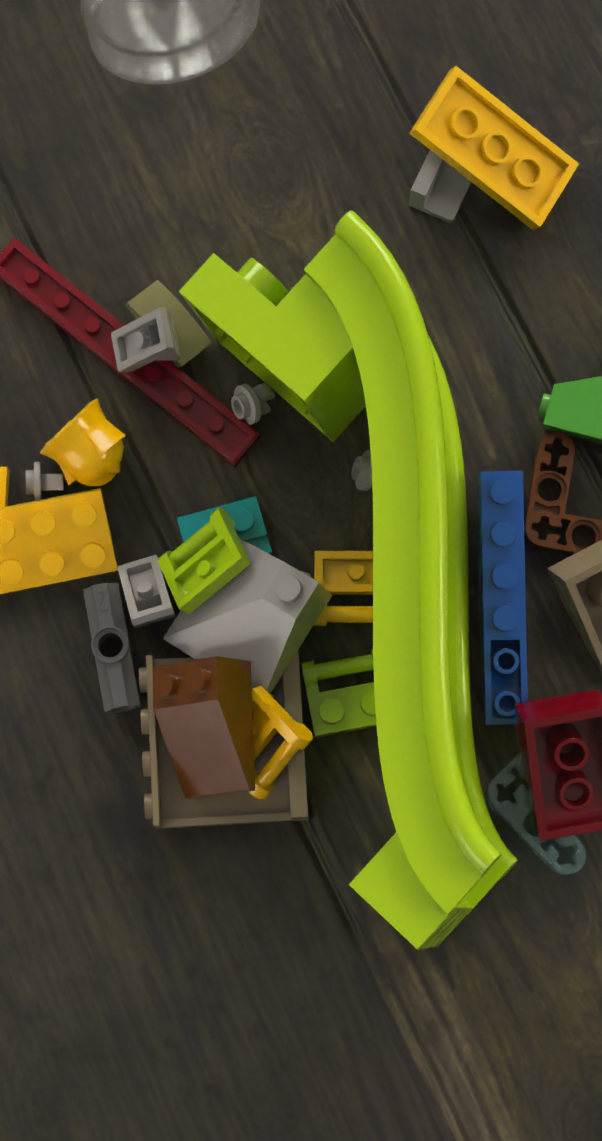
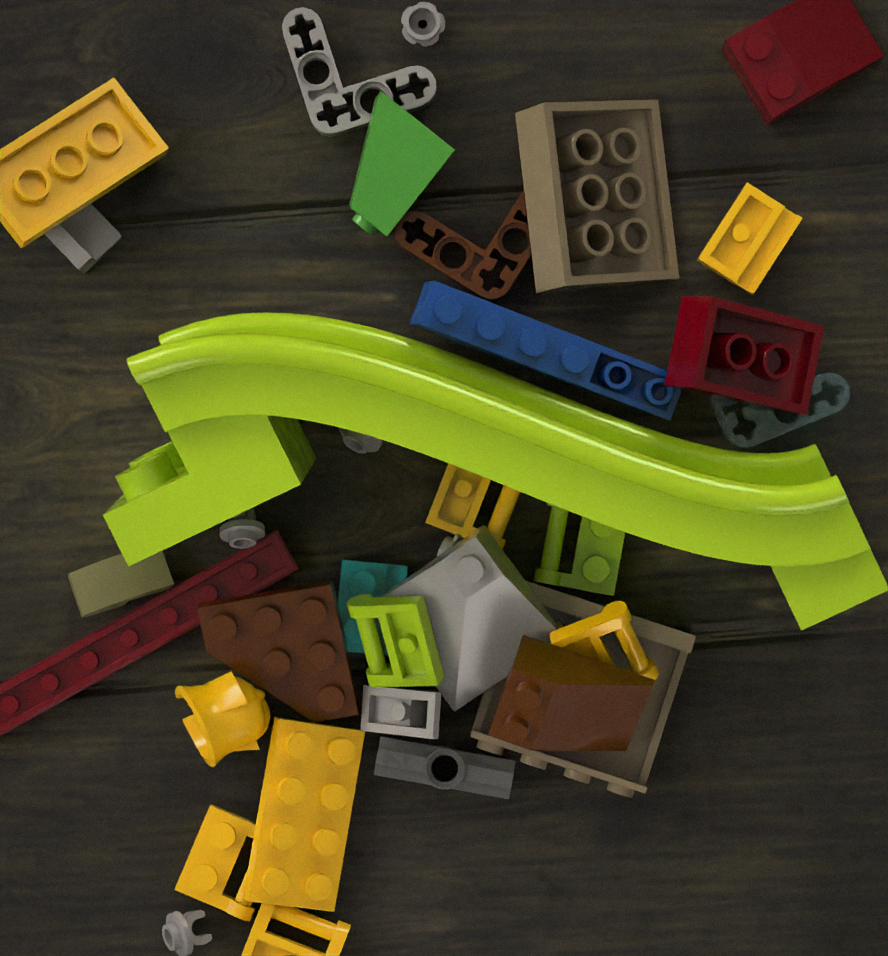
camera: 65 degrees left, 10 degrees up
(40, 482) = (242, 772): light grey plate -> none
(145, 341) = (138, 613): light grey slope -> none
(164, 478) = (286, 645): none -> reddish brown plate

